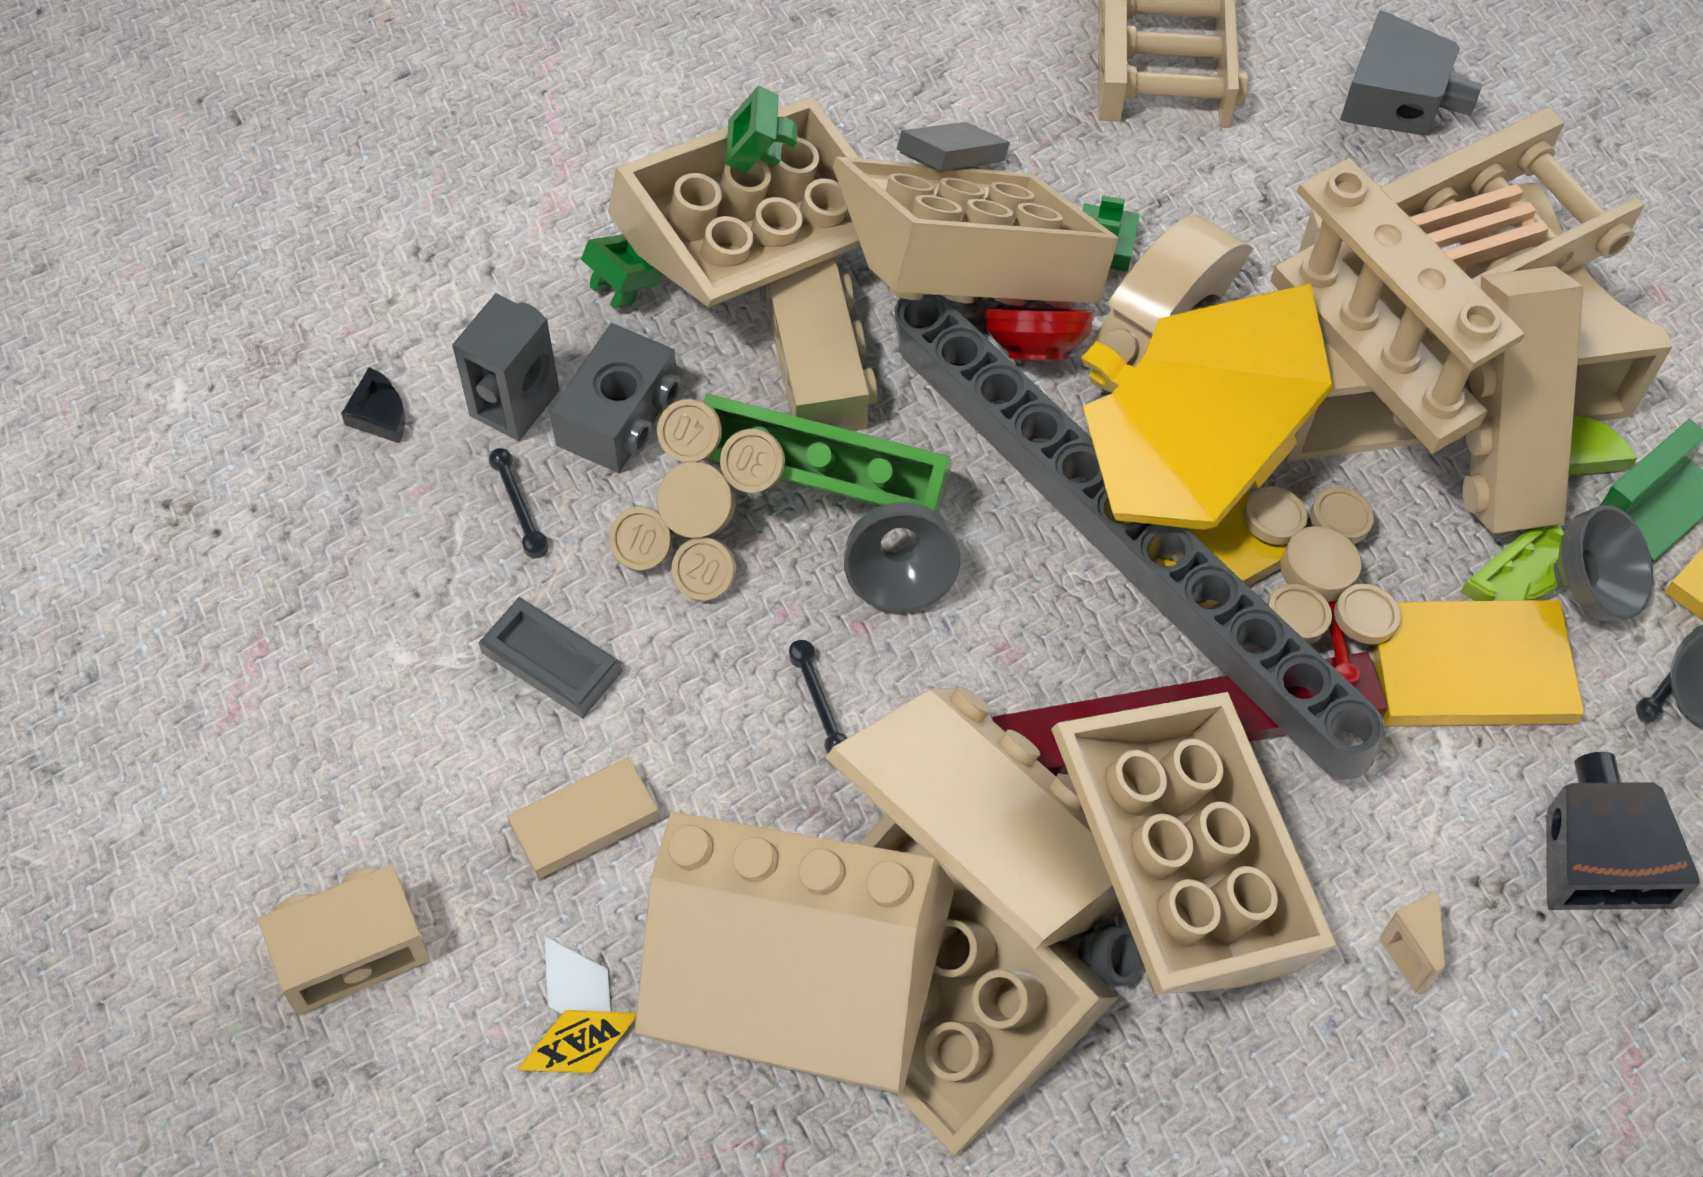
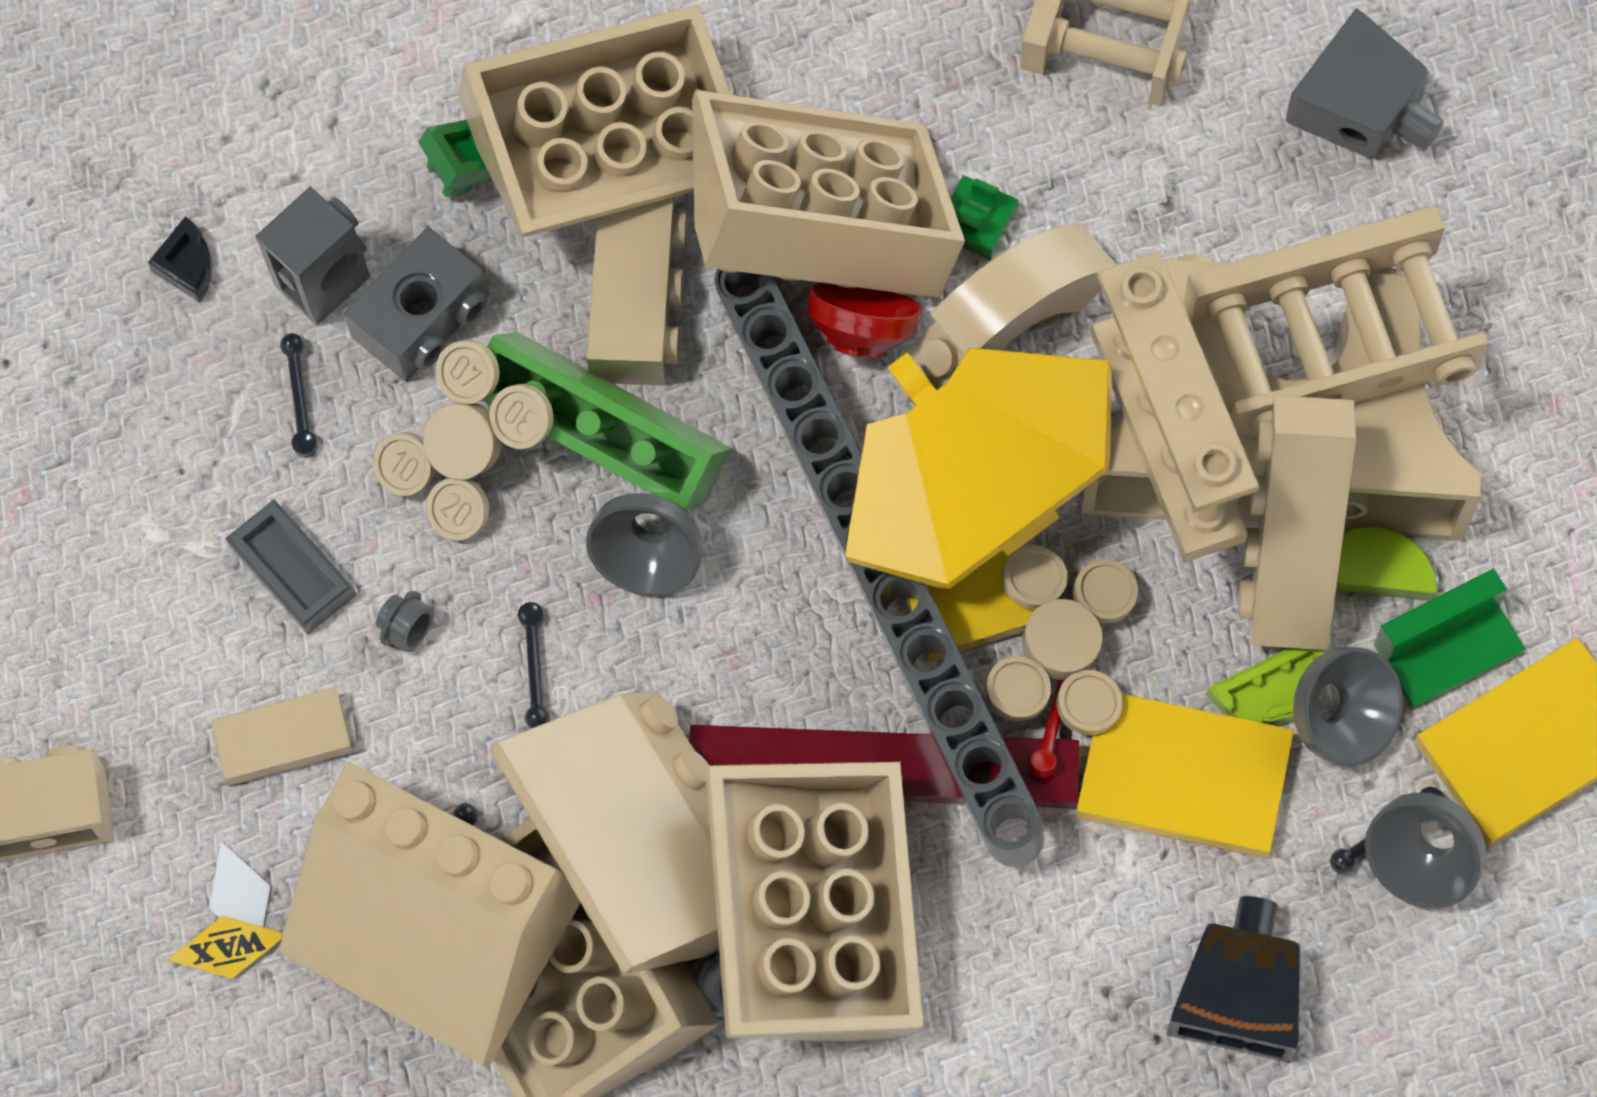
camera: 20 degrees right, 10 degrees up
(680, 681) = (404, 621): none -> dark grey plate
(758, 132) = (618, 52): green tile -> none
(952, 146) = (839, 83): dark grey tile -> none
(1416, 942) = (1014, 1034): tan slope -> none
(1479, 215) = (1297, 312): light nougat tile -> none

